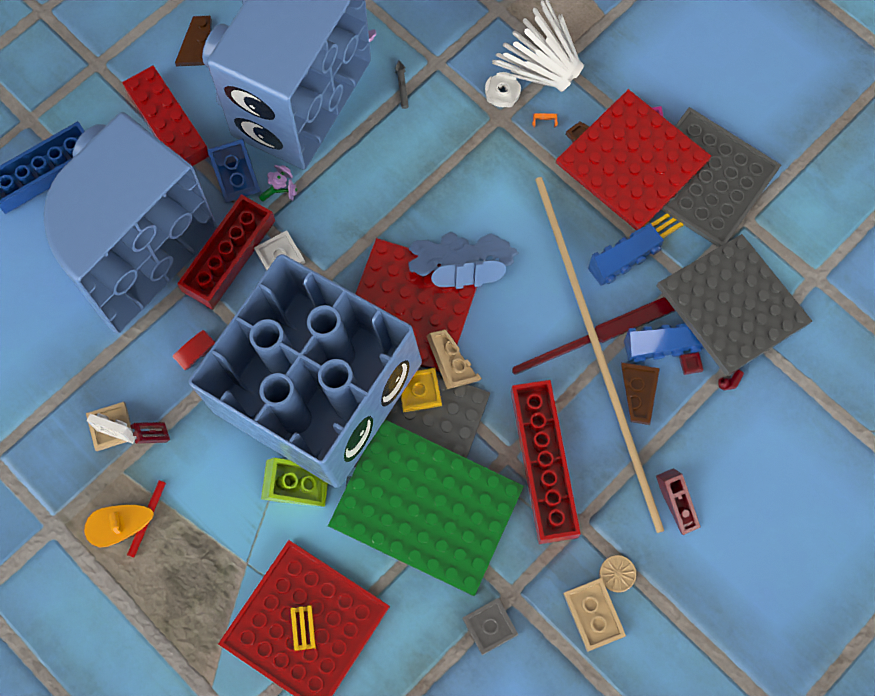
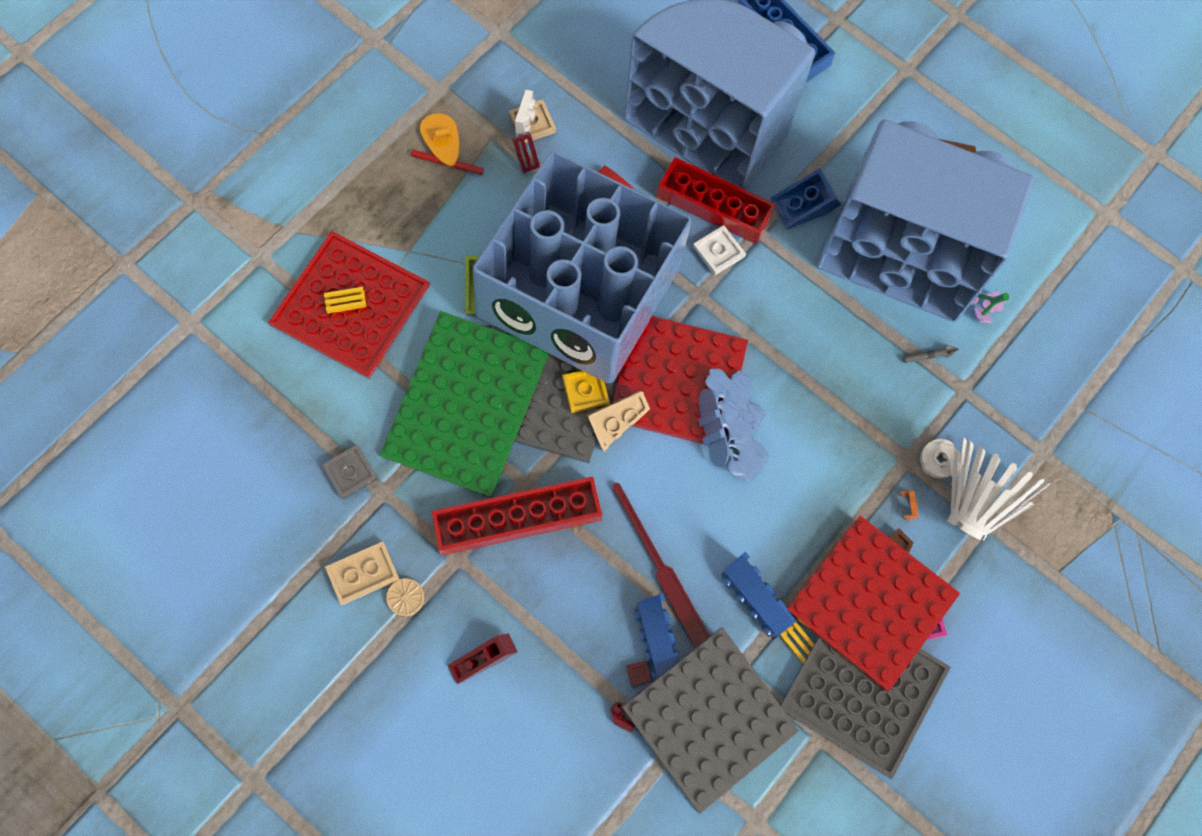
camera: 80 degrees right, 0 degrees up
(165, 115) = (850, 132): red brick -> none
(279, 180) = (795, 237): lavender plant -> none
(600, 357) = (642, 570): tan piece -> none
(640, 391) = (603, 617): reddish brown wing -> none

